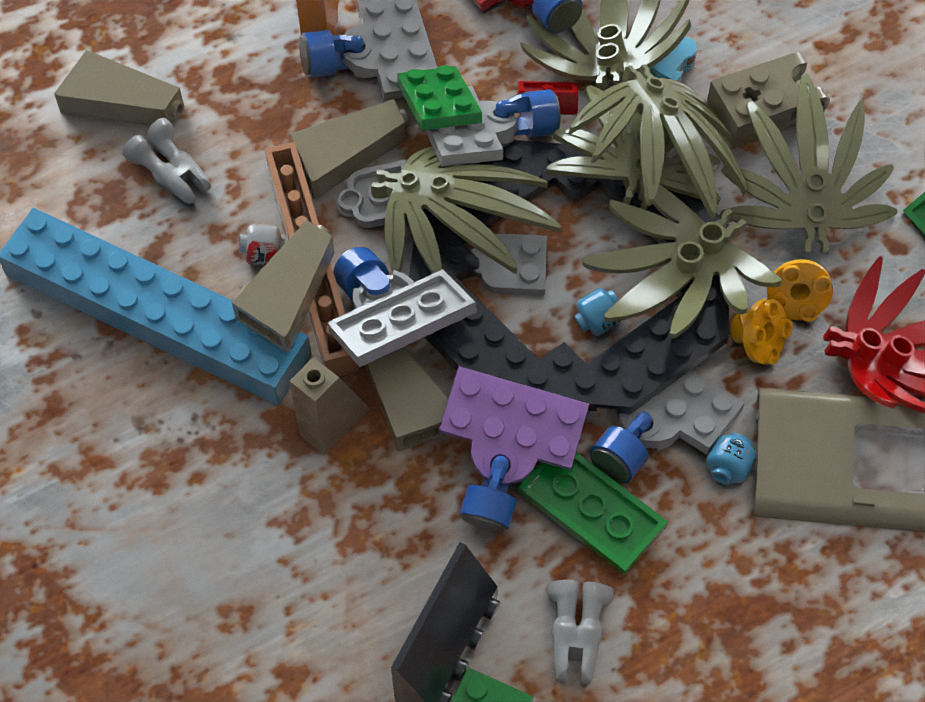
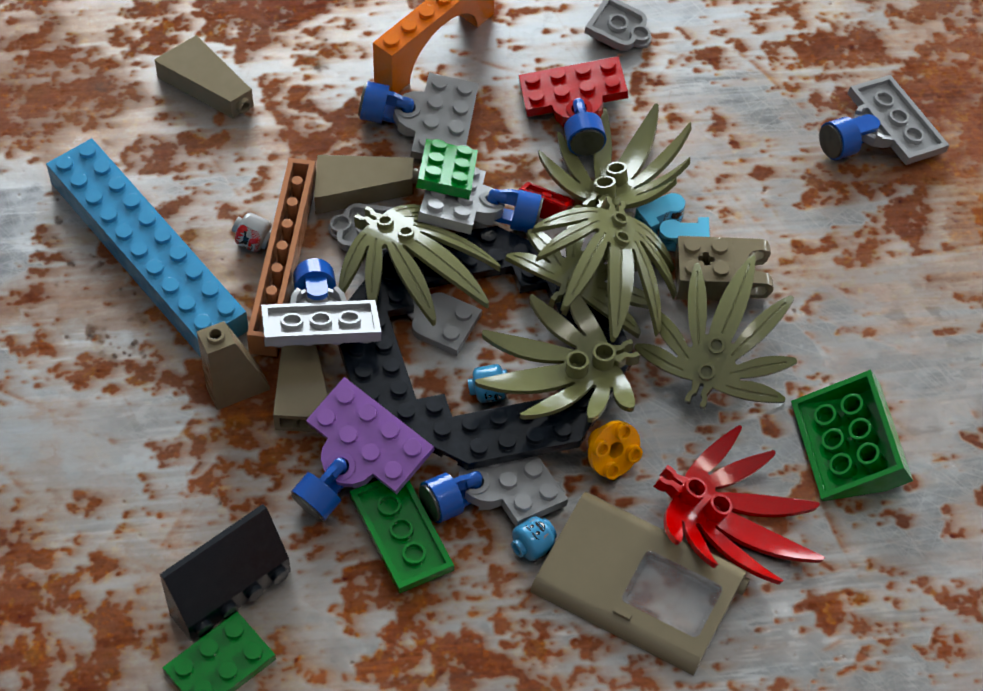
camera: 20 degrees right, 5 degrees down
(171, 174) = (214, 154): light grey piece -> none
(286, 286) = (246, 266): dark tan slope -> none
(579, 641) = (335, 627): light grey piece -> none
(699, 77) = (671, 229): none -> medium azure leg
(803, 290) = (662, 428): light orange plate -> none

